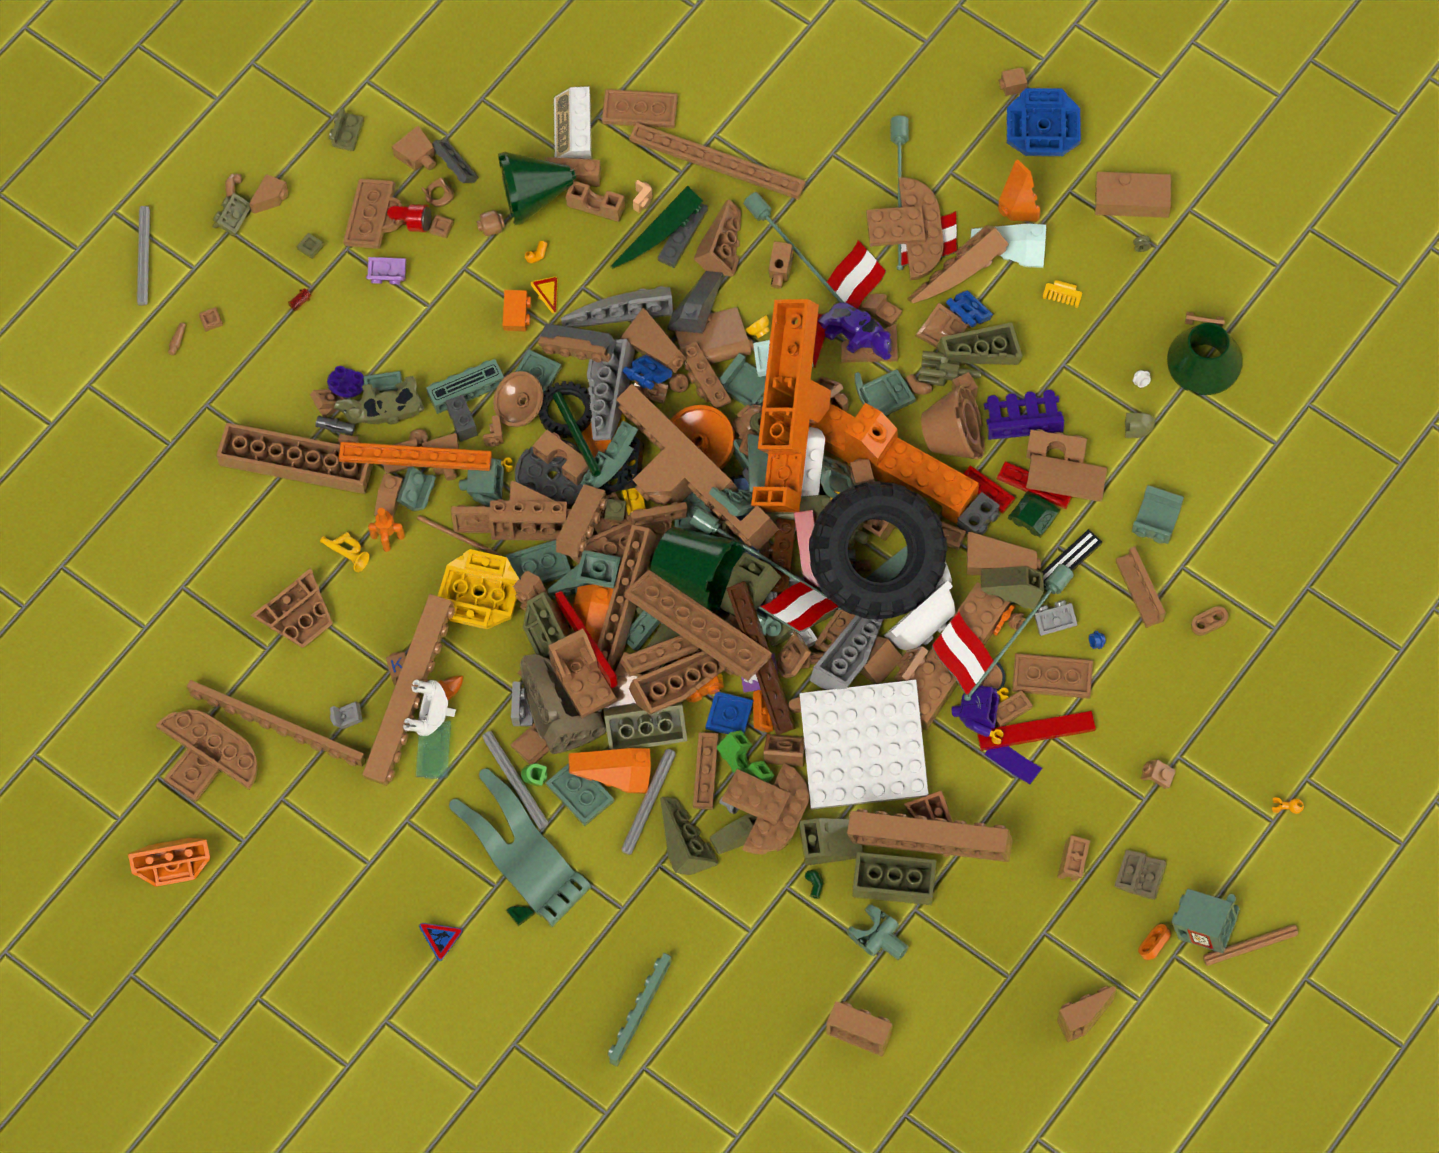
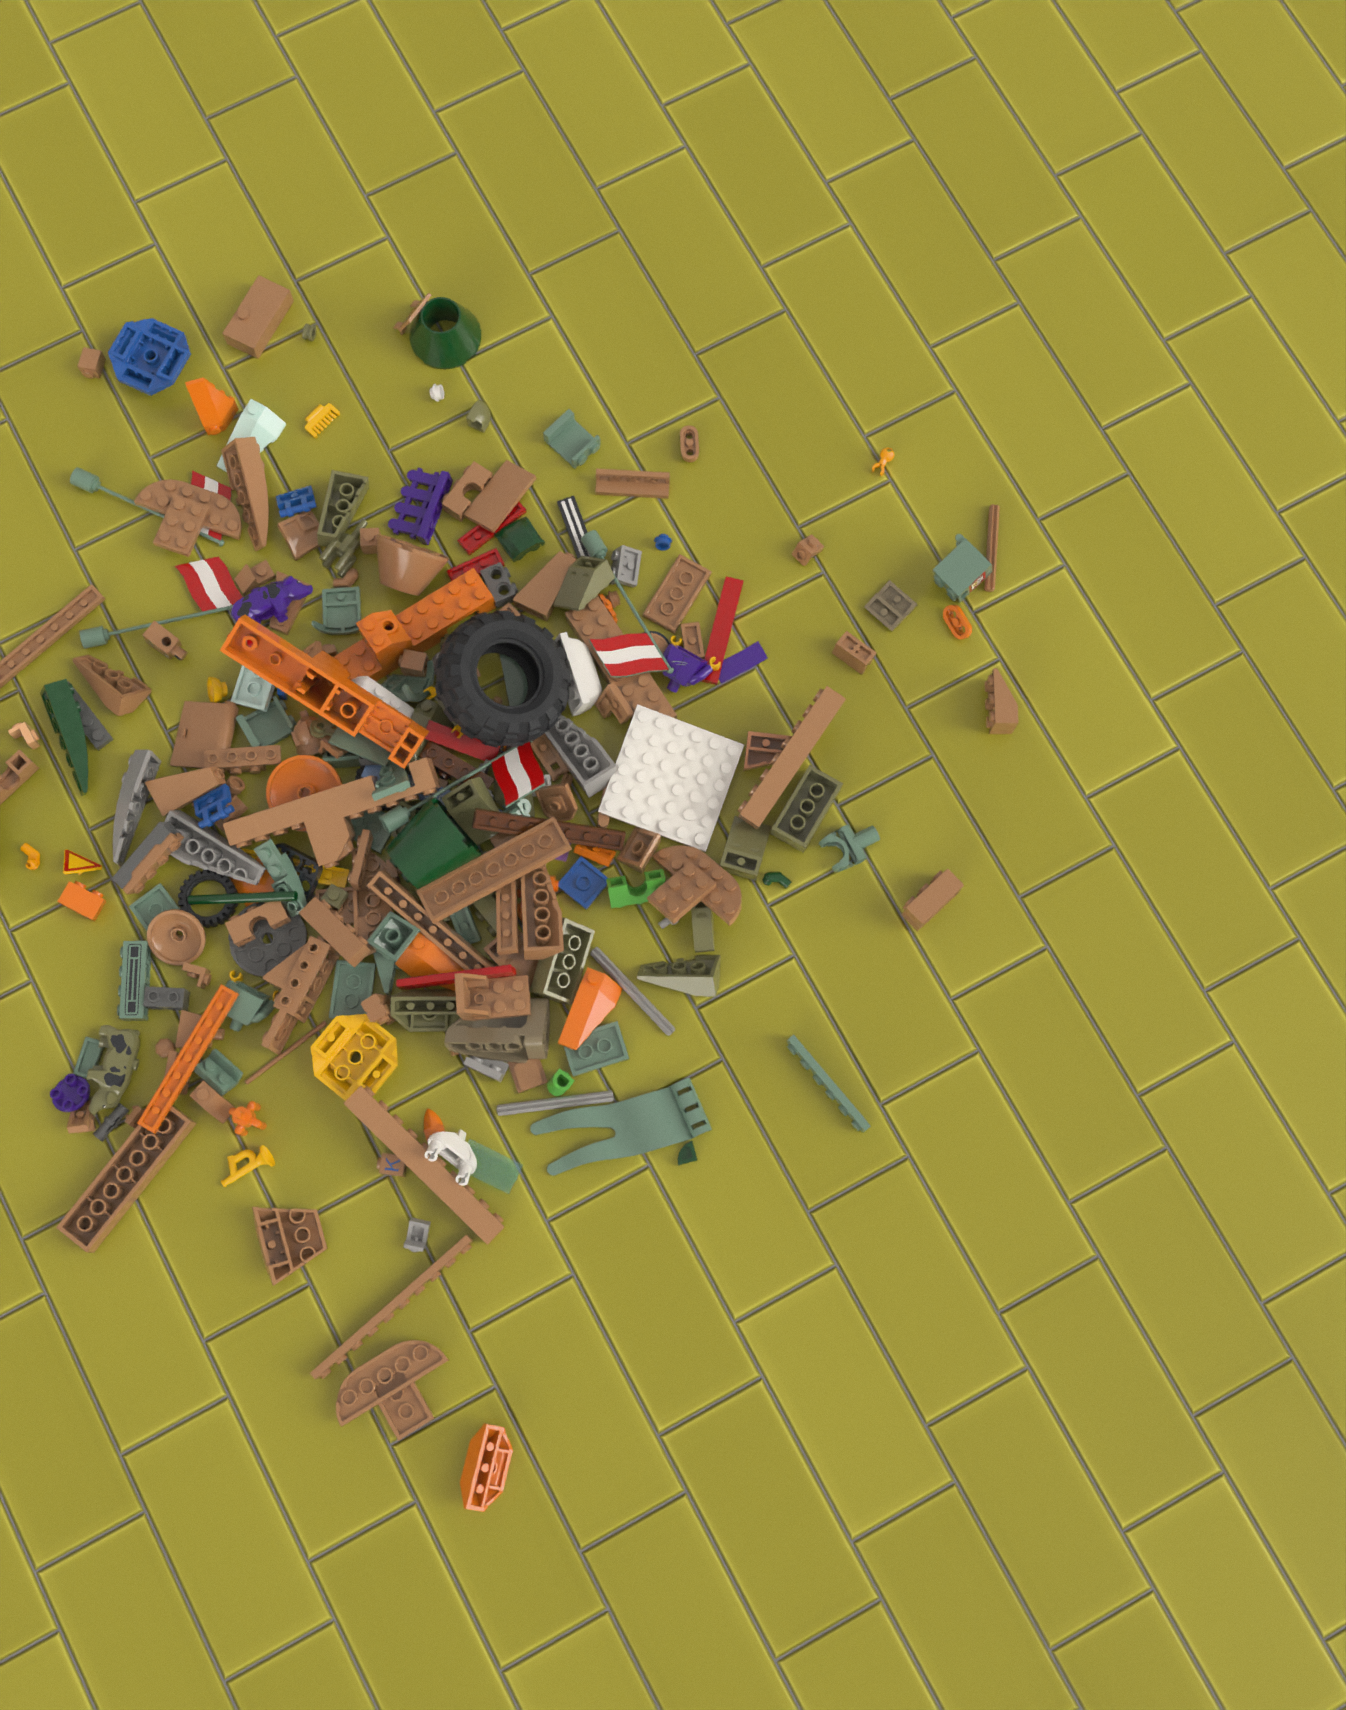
camera: 70 degrees left, 10 degrees up
(440, 938) = (680, 1237): piece -> none
(696, 306) = (166, 737): dark grey wedge -> none
(705, 771) = (627, 927): medium nougat plate -> none
(881, 660) = (595, 727): medium nougat slope -> none

